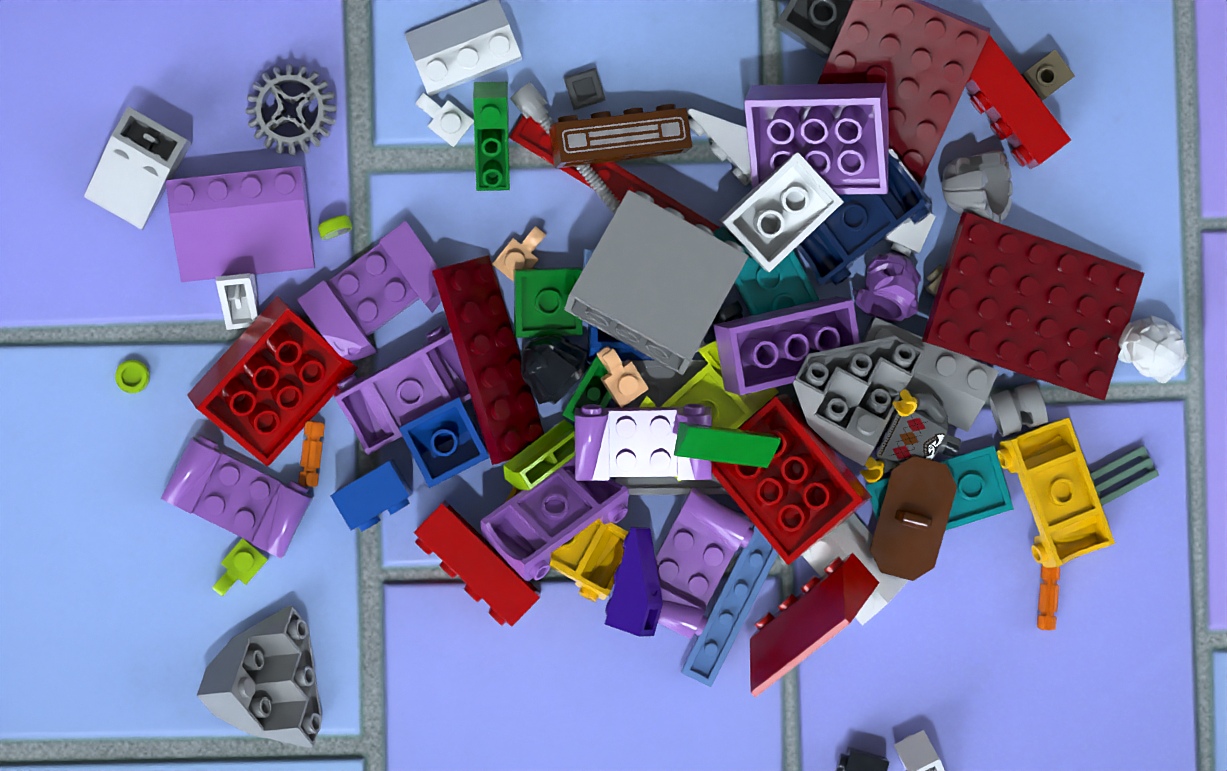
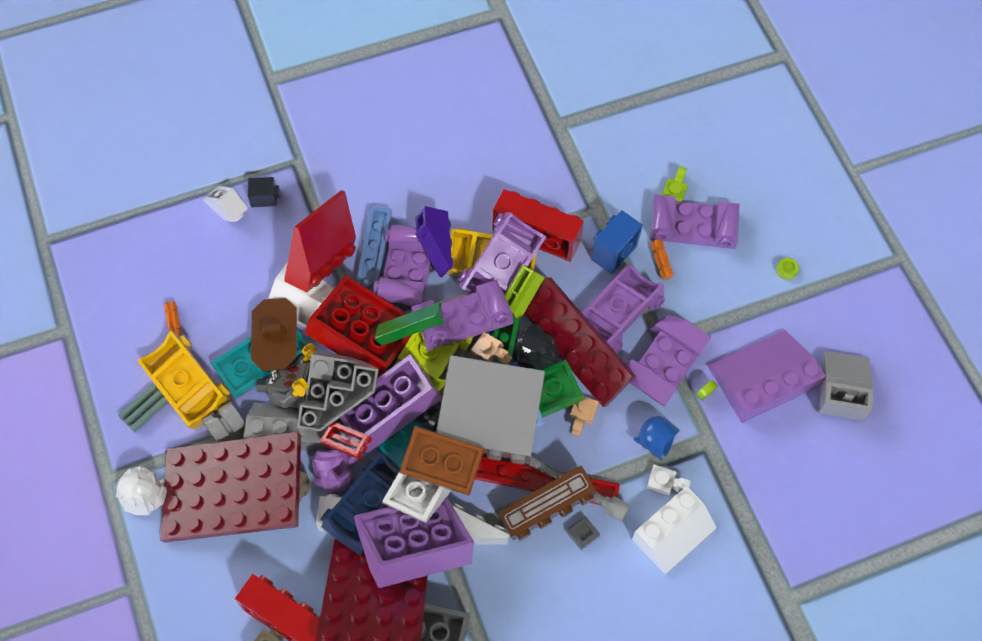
camera: 155 degrees right, 25 degrees down
(238, 299) = (746, 329): white slope -> none
(267, 681) = (632, 132): light grey brick -> none
(271, 382) = (706, 287): red slope -> none
(278, 118) = (759, 446): light grey gear -> none
(434, 182) = (657, 436): none -> blue helmet
(444, 442) = (585, 282): blue slope -> none
(491, 136) = (633, 481): green slope -> none
(749, 222) = (442, 460): none -> dark orange tile
(847, 288) = (342, 448): none -> tile
(979, 185) = (291, 554): light grey hair -> none

